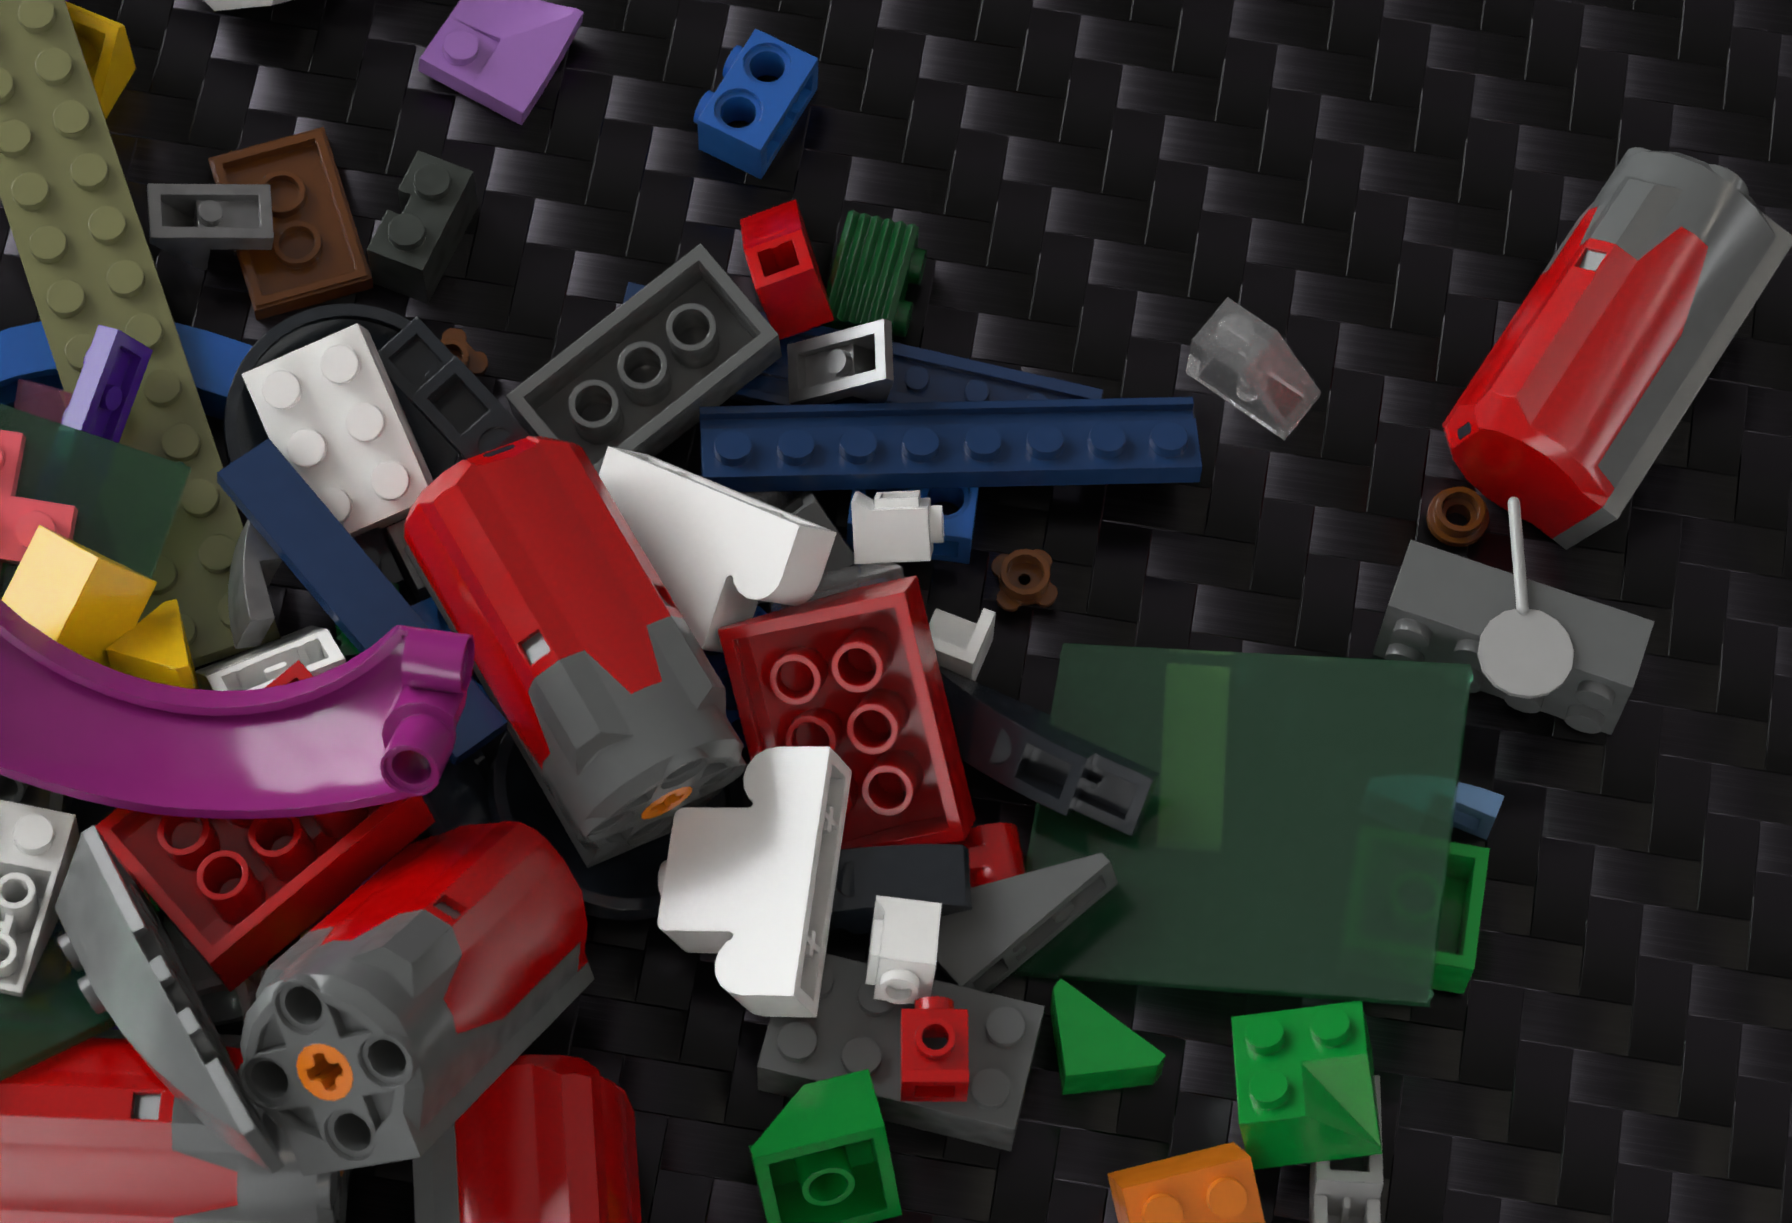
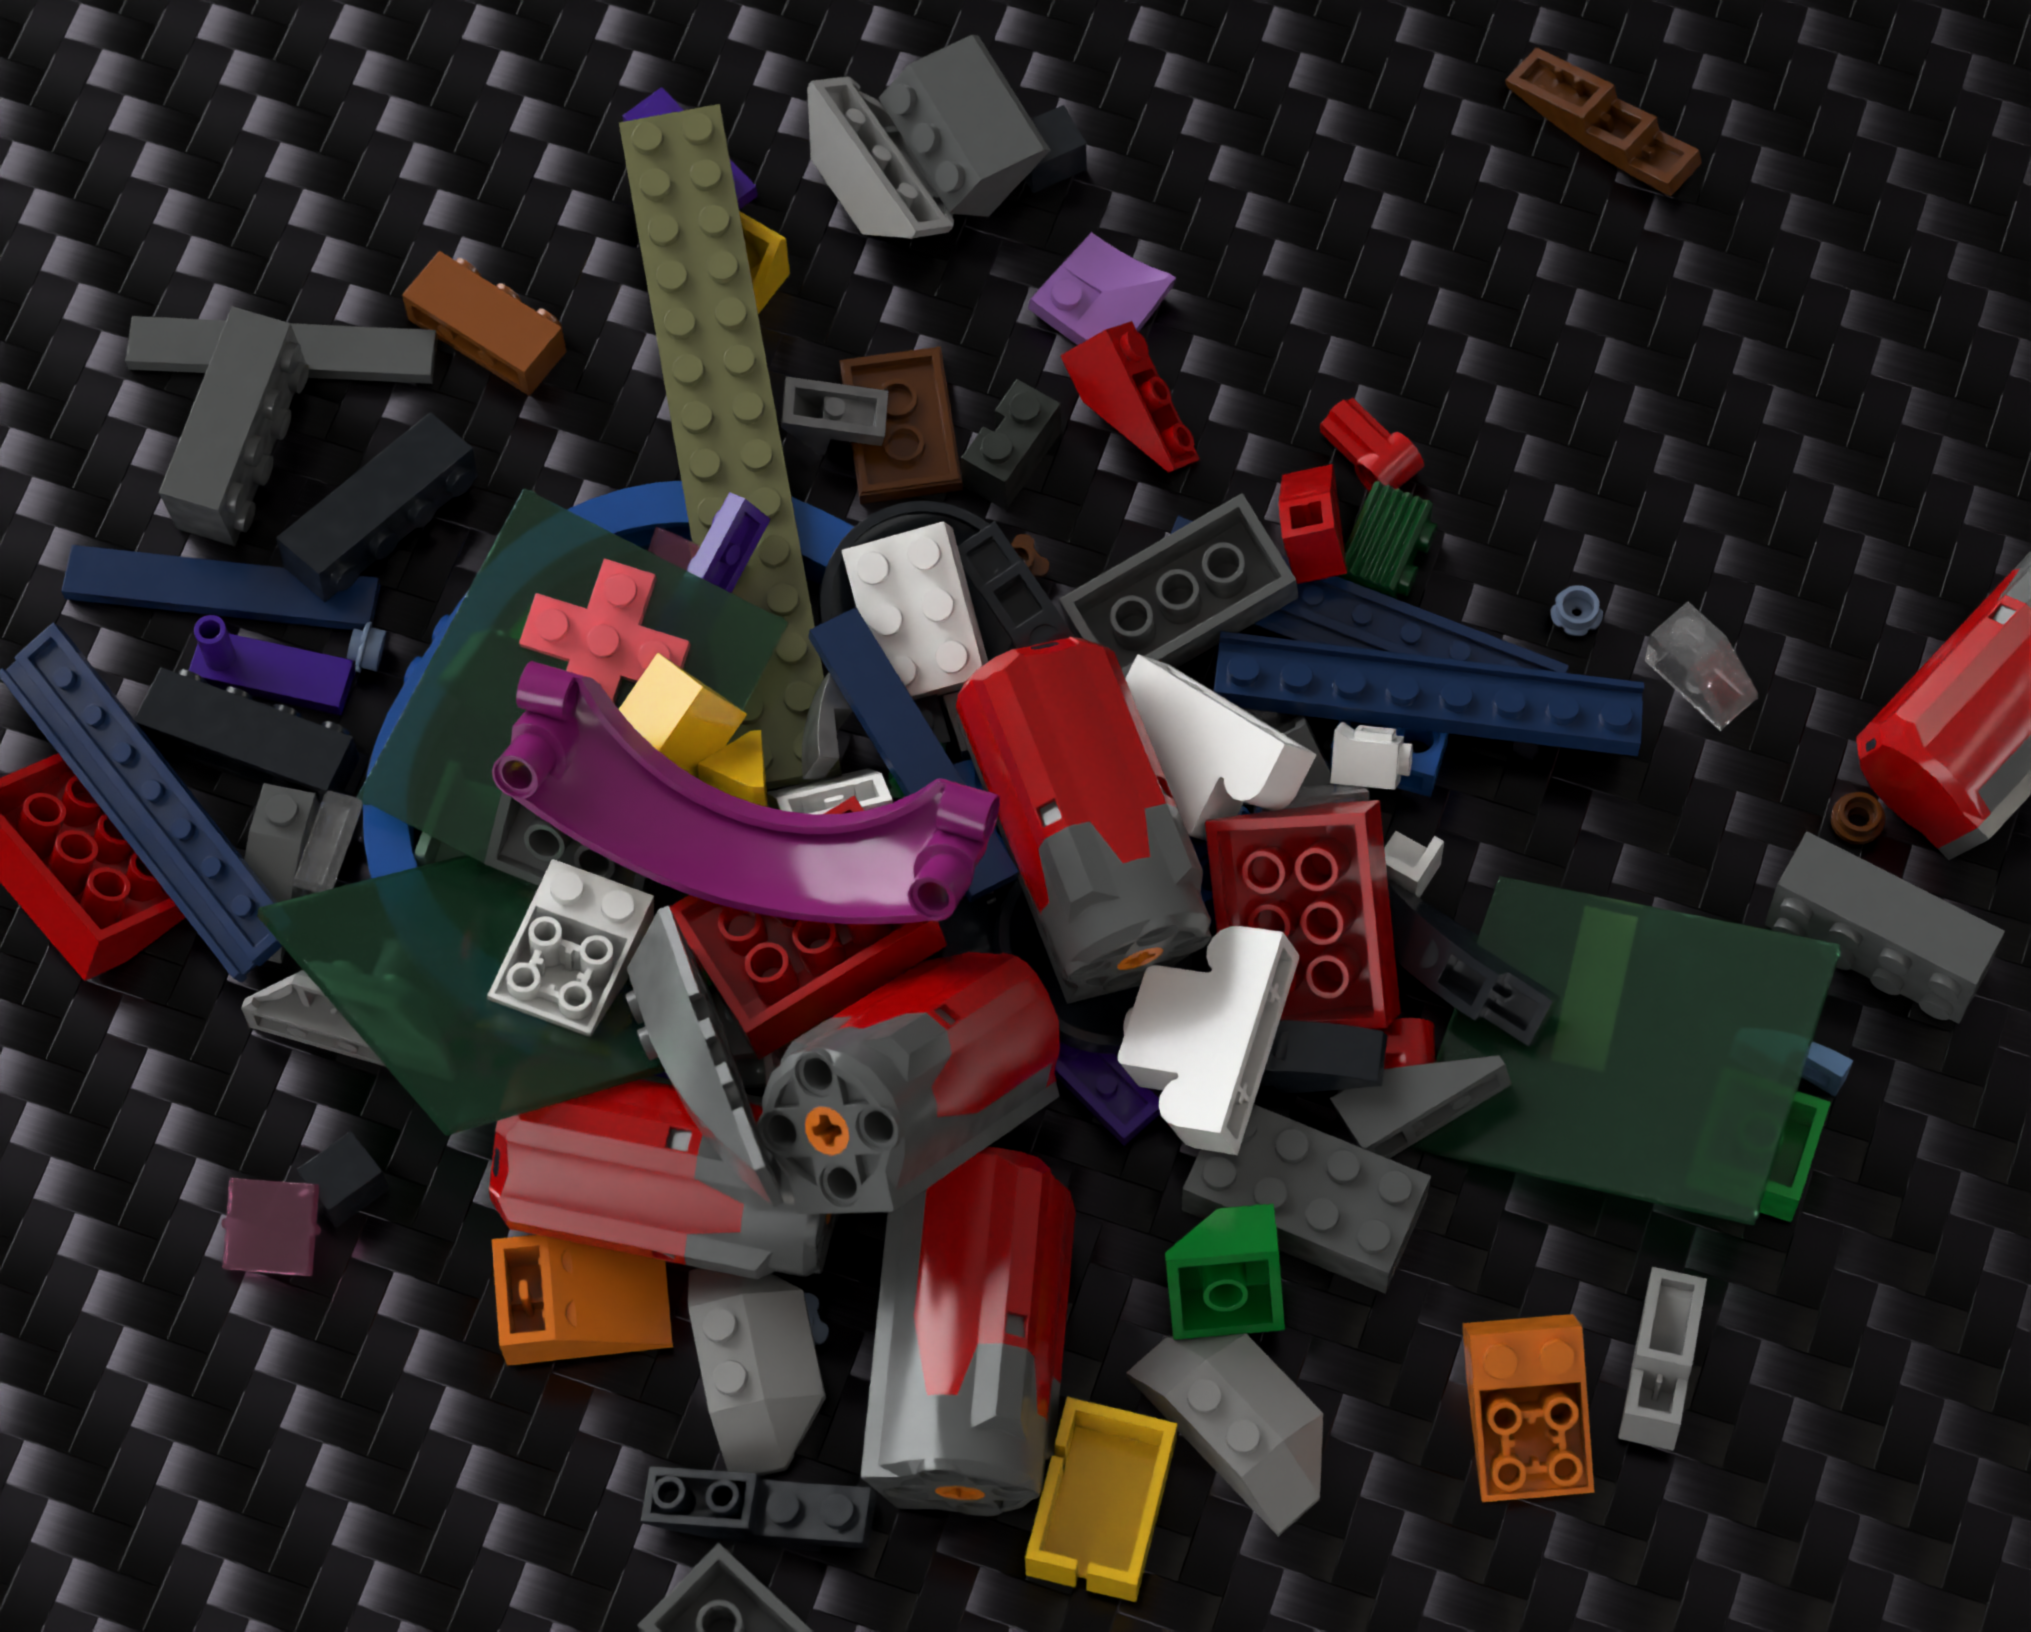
camera: 15 degrees right, 0 degrees up
(546, 147) = (1126, 391): none -> red slope
(650, 963) = (1107, 1091): none -> dark purple plate
(767, 106) = (1321, 381): blue brick -> none
(836, 173) = (1370, 446): none -> red piece
(842, 365) = (1347, 613): flat silver slope -> none
(903, 949) = (1318, 1110): white window -> none
(932, 1073) = (1330, 1215): red brick -> none
(1029, 563) = (1477, 803): reddish brown plate -> none
(1097, 1048) = (1471, 1220): green slope -> none
(1101, 312) = (1577, 598): none -> sand blue plate
(1306, 1085) = (1640, 1275): green slope -> none
(1524, 647) = (1887, 937): light grey piece -> none

